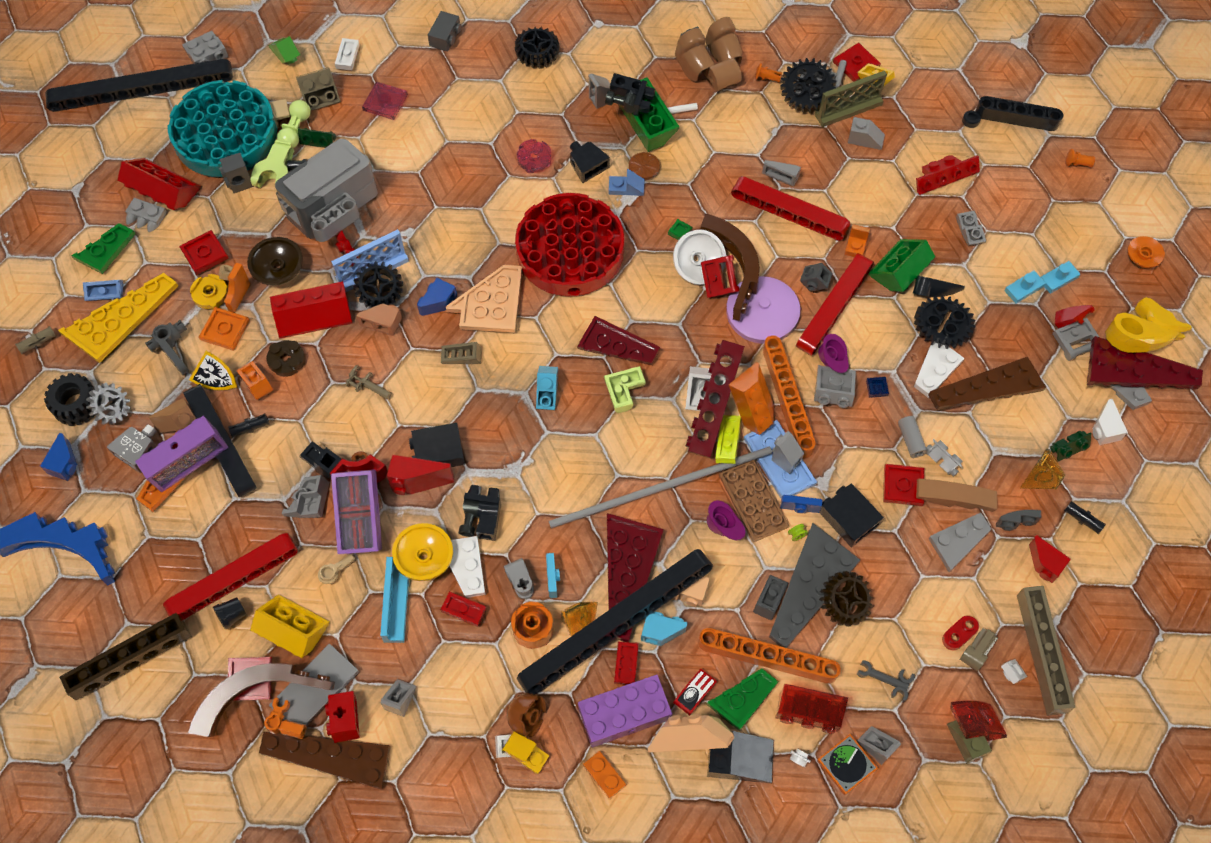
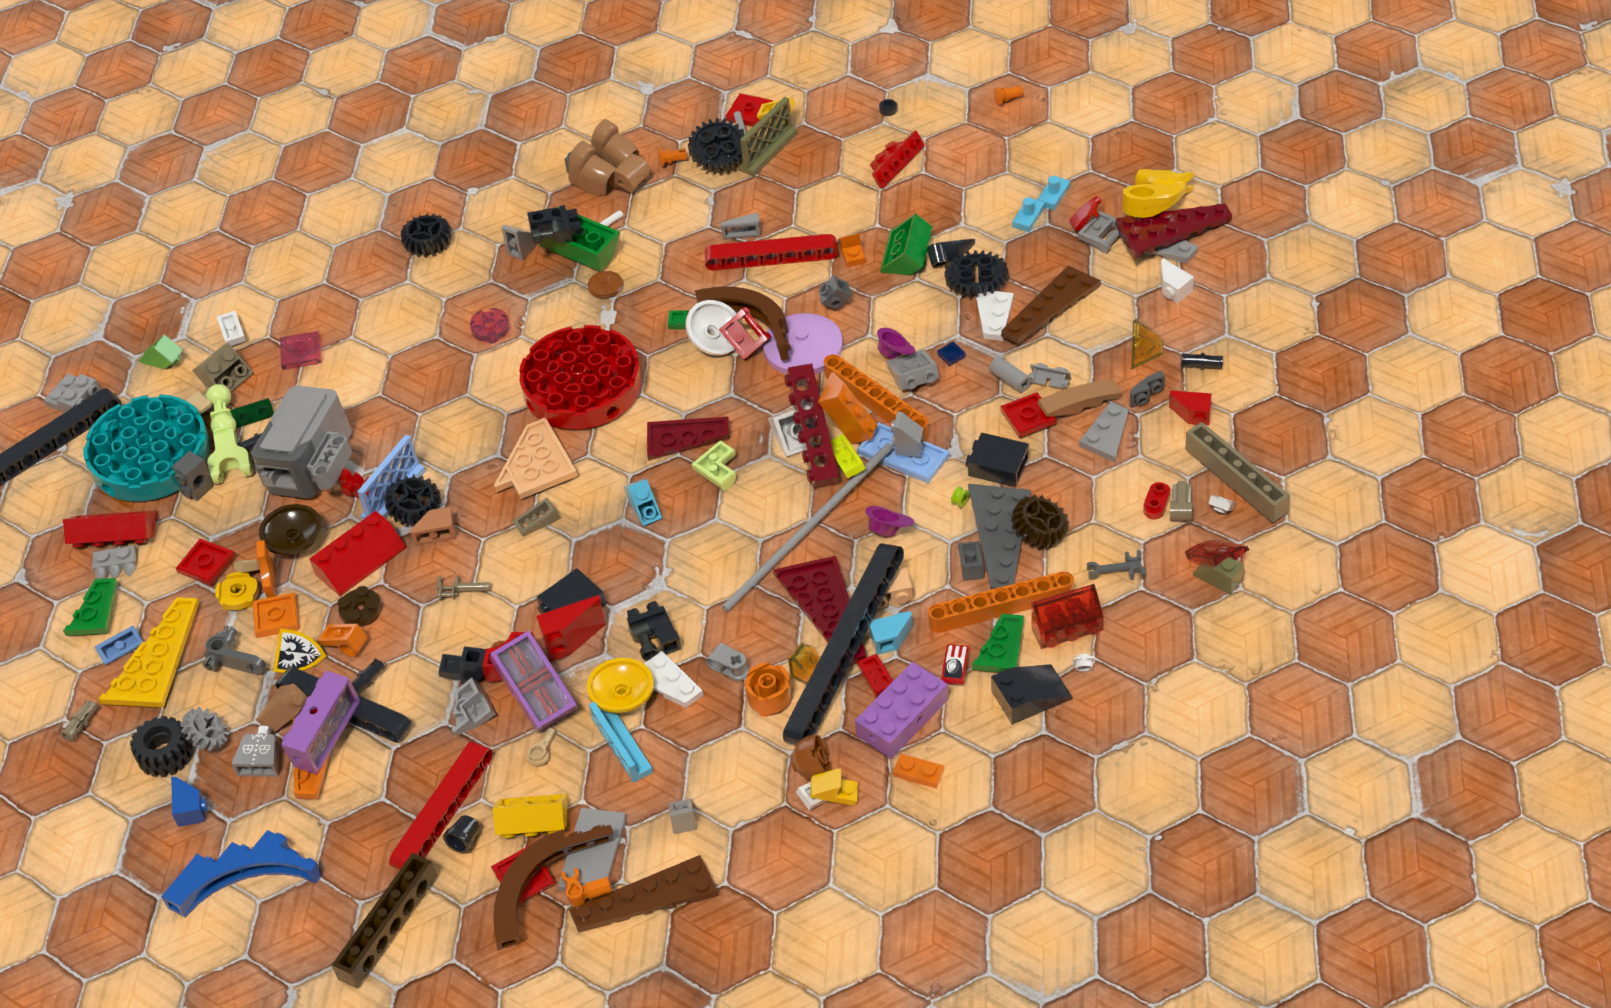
camera: 25 degrees left, 15 degrees down
(342, 728) = (639, 853): red brick -> none
(437, 297) = (479, 482): blue slope -> none
(444, 31) = (320, 264): dark grey brick -> none
(463, 609) = (691, 713): red plate -> none
(552, 574) = (757, 643): medium azure plate -> none
(588, 160) = (547, 303): black torso -> none
(629, 185) = (600, 307): medium blue slope -> none
(691, 734) = (973, 686): light nougat wedge -> none
(753, 500) = (901, 494): medium nougat tile -> none
(801, 504) = (947, 474): blue plate -> none
(834, 304) = (867, 307): red beam -> none
(847, 764) = (1128, 647): tile -> none
(866, 134) = (798, 161): light grey slope -> none
(878, 744) = (1146, 616): light grey slope -> none
(970, 229) = (947, 192): light grey slope -> none
(1019, 113) = (929, 82): black beam -> none
(1077, 442) = (1154, 312): dark green hinge -> none
(1152, 251) = (1115, 137): orange dish -> none

